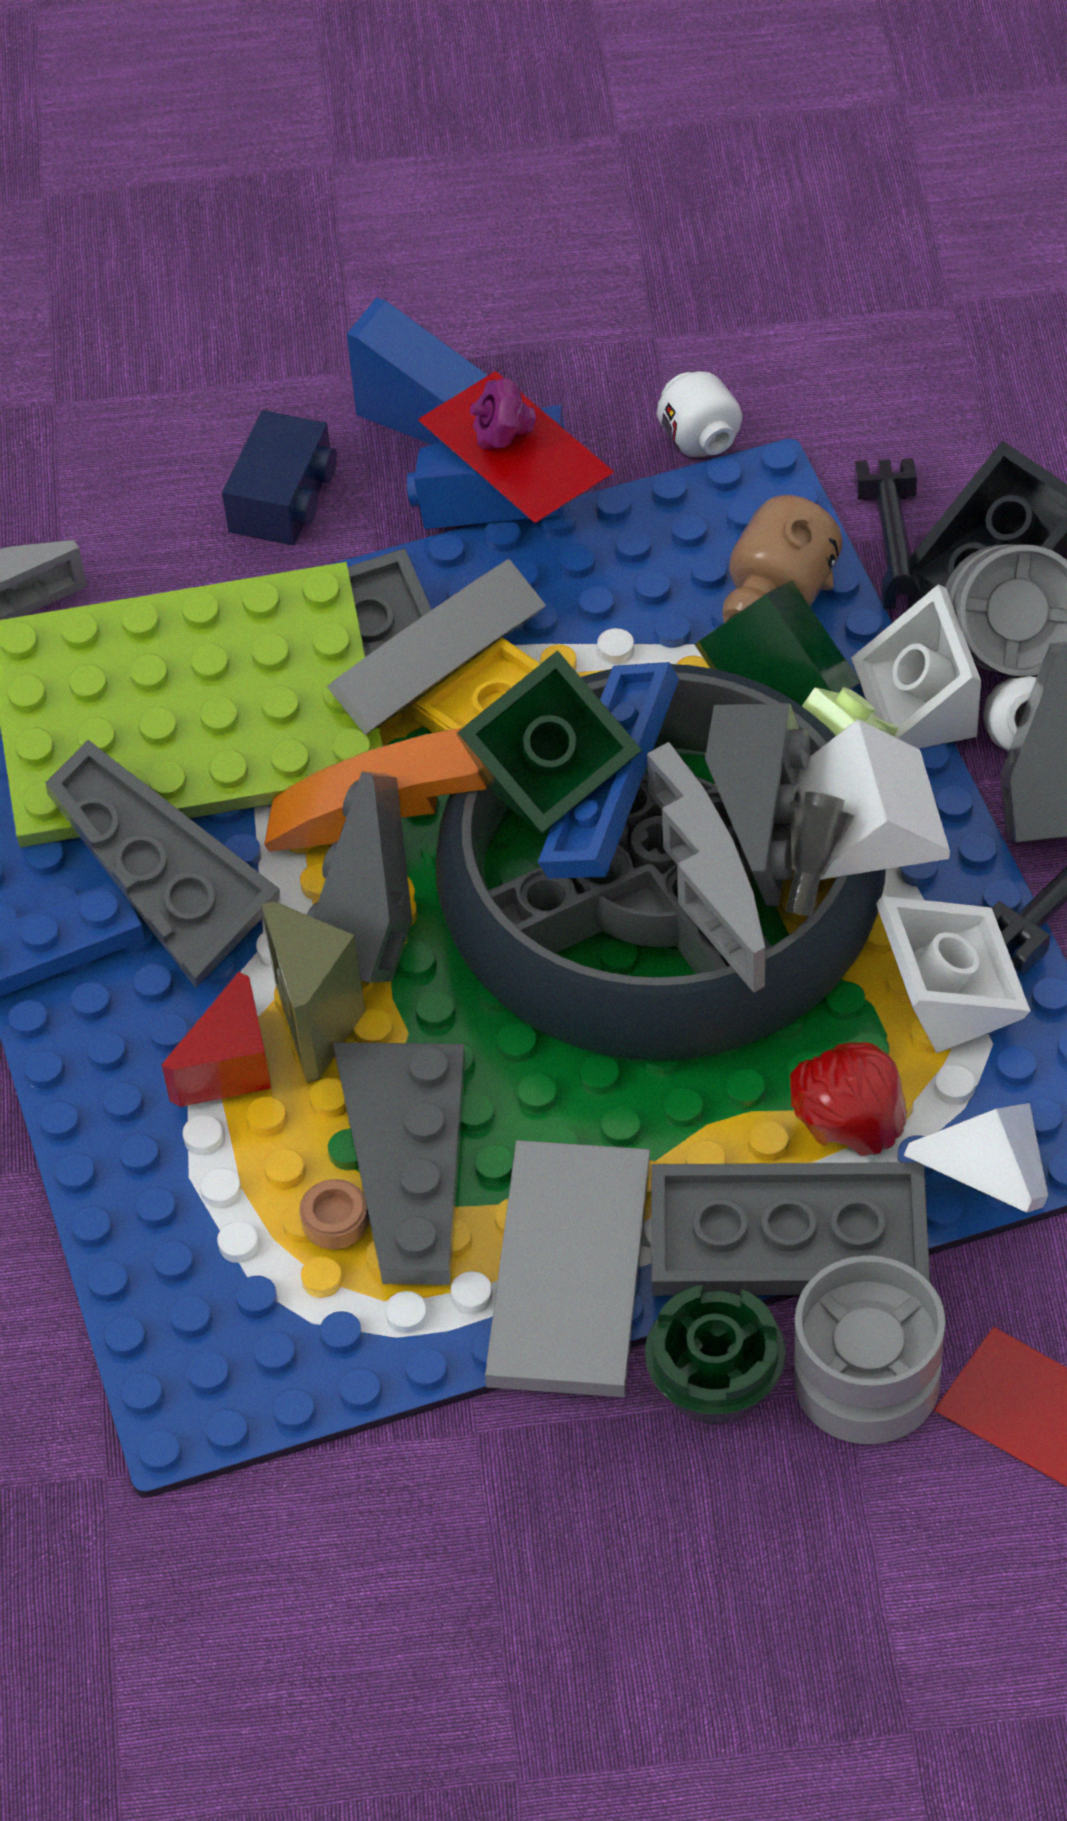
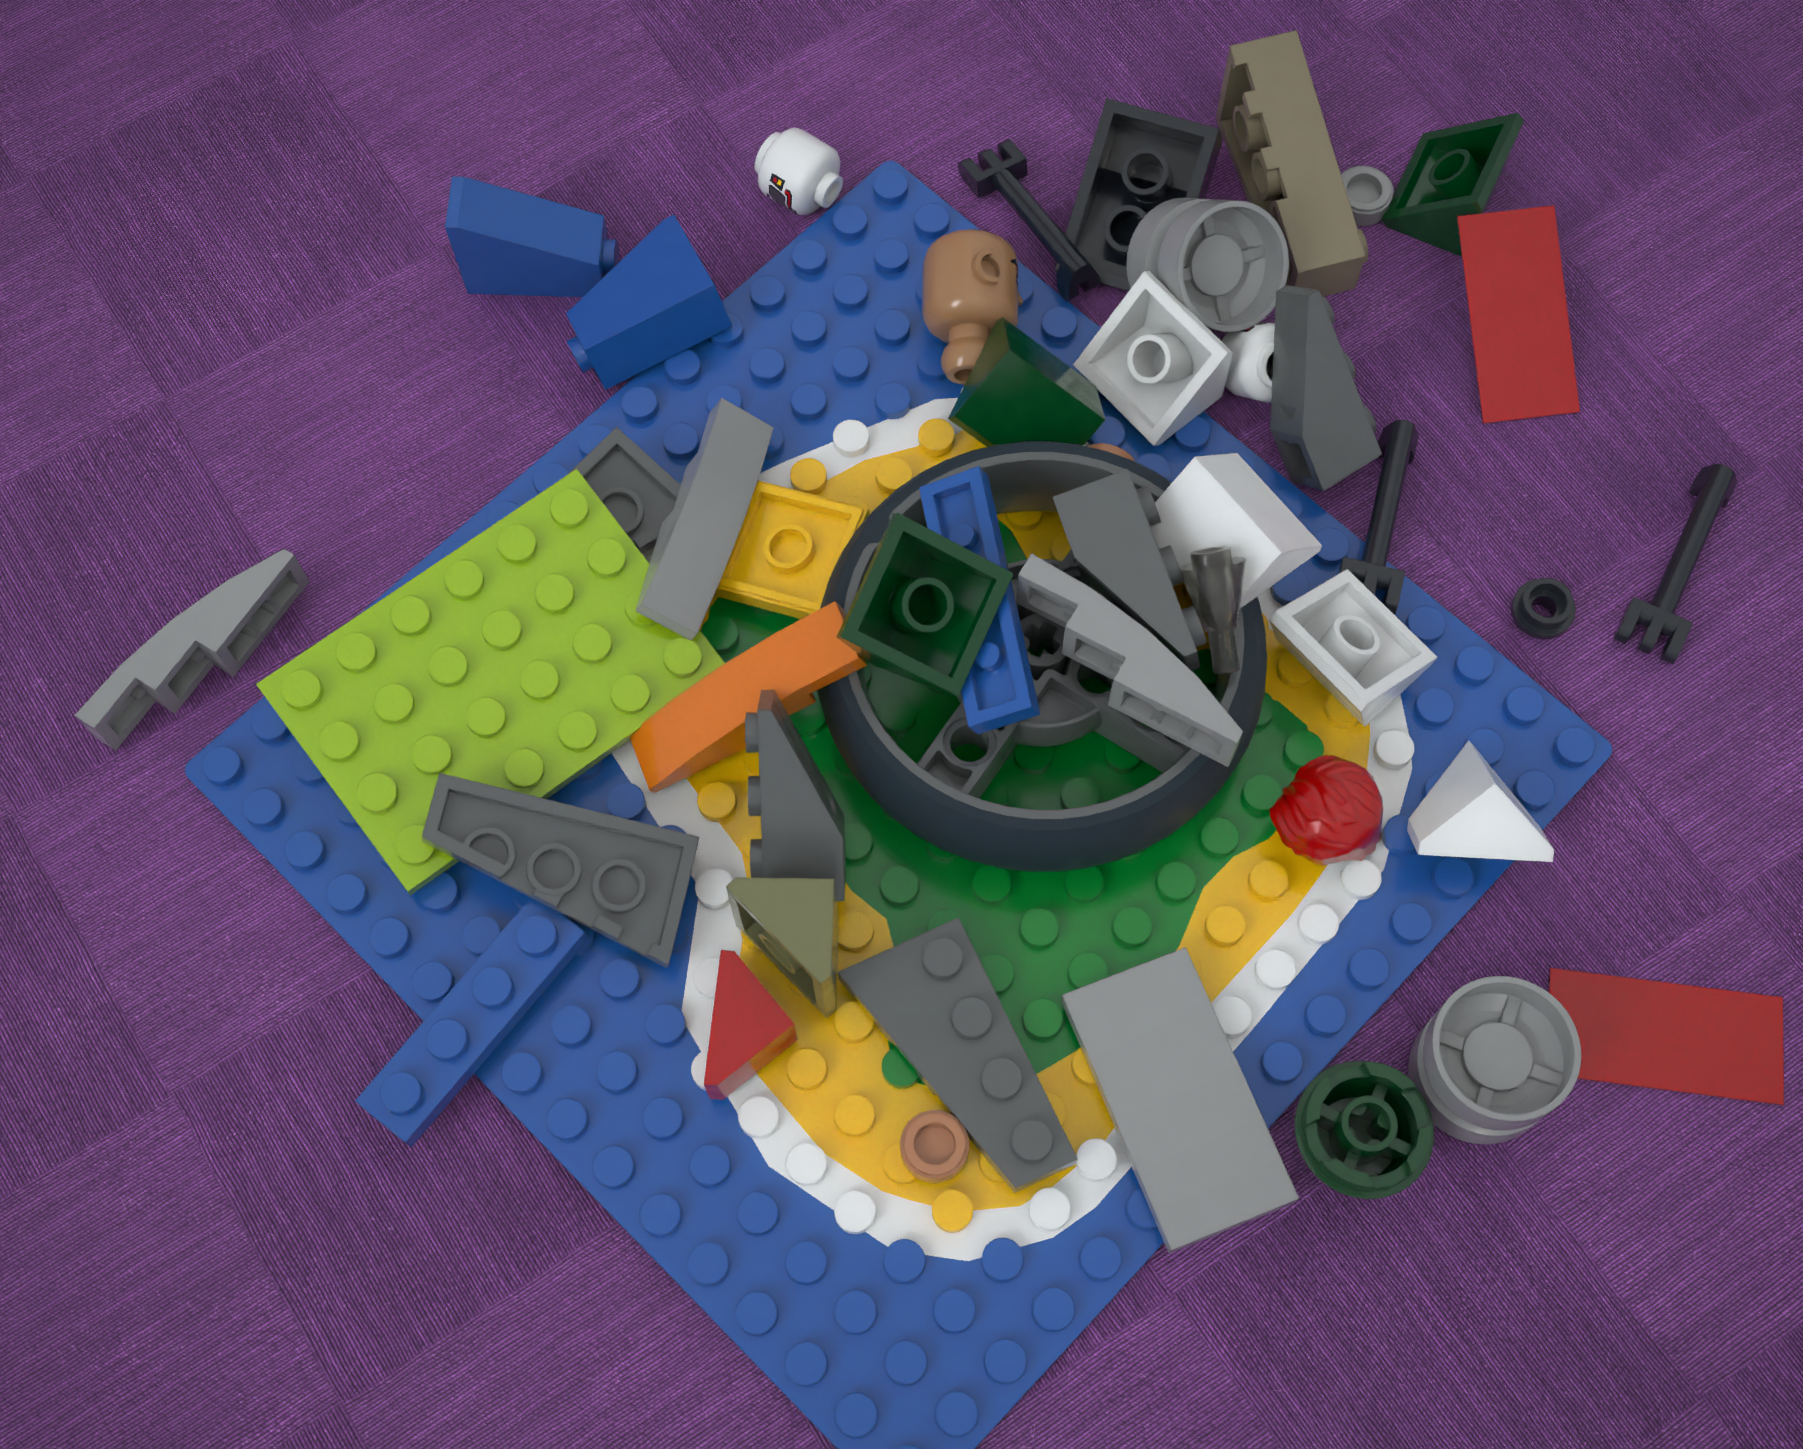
camera: 30 degrees left, 15 degrees up
(278, 477) = (439, 394): dark blue brick -> none
(501, 415) = (642, 256): magenta piece -> none
(535, 470) = (666, 279): red sticker -> none
(781, 1222) = (1349, 969): dark grey plate -> none
(843, 709) = (1131, 437): yellowish green plate -> none

